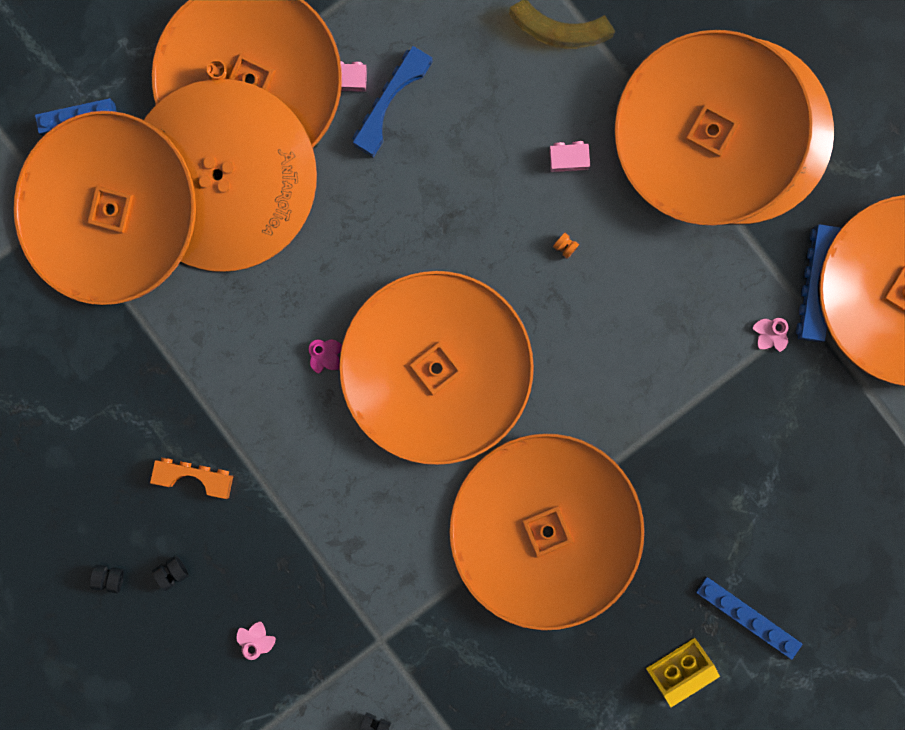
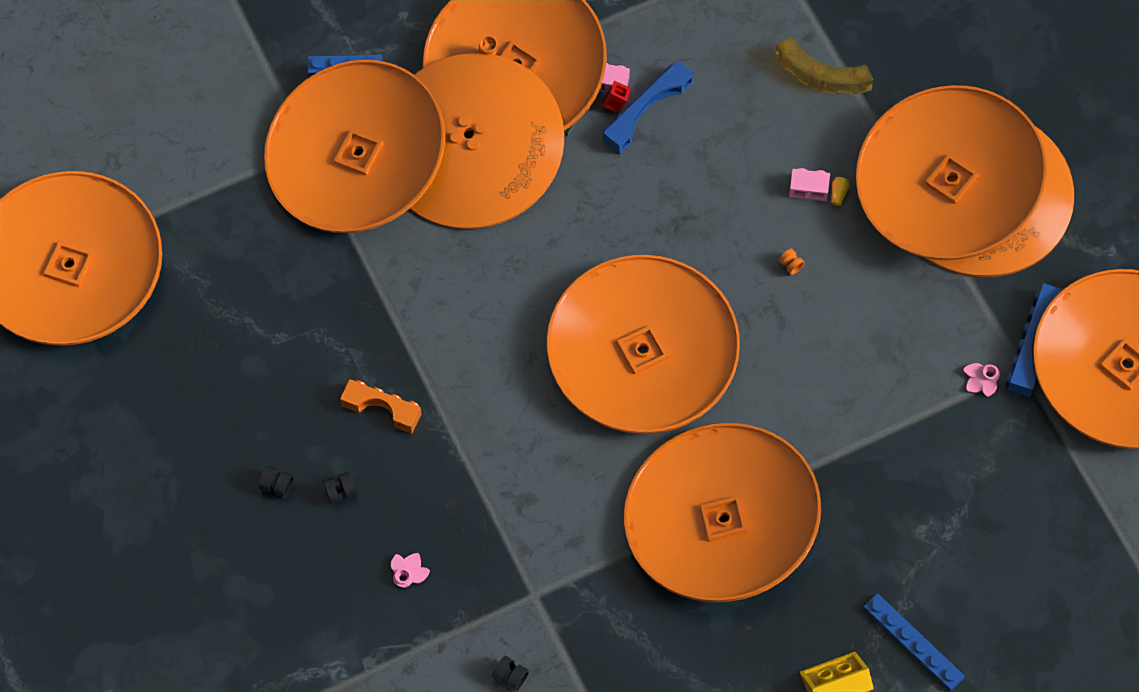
camera: 15 degrees right, 20 degrees down
(327, 357) = (537, 321): dark pink plate -> none
(358, 99) = (616, 97): none -> red brick
(599, 157) = (839, 190): none -> yellow cone

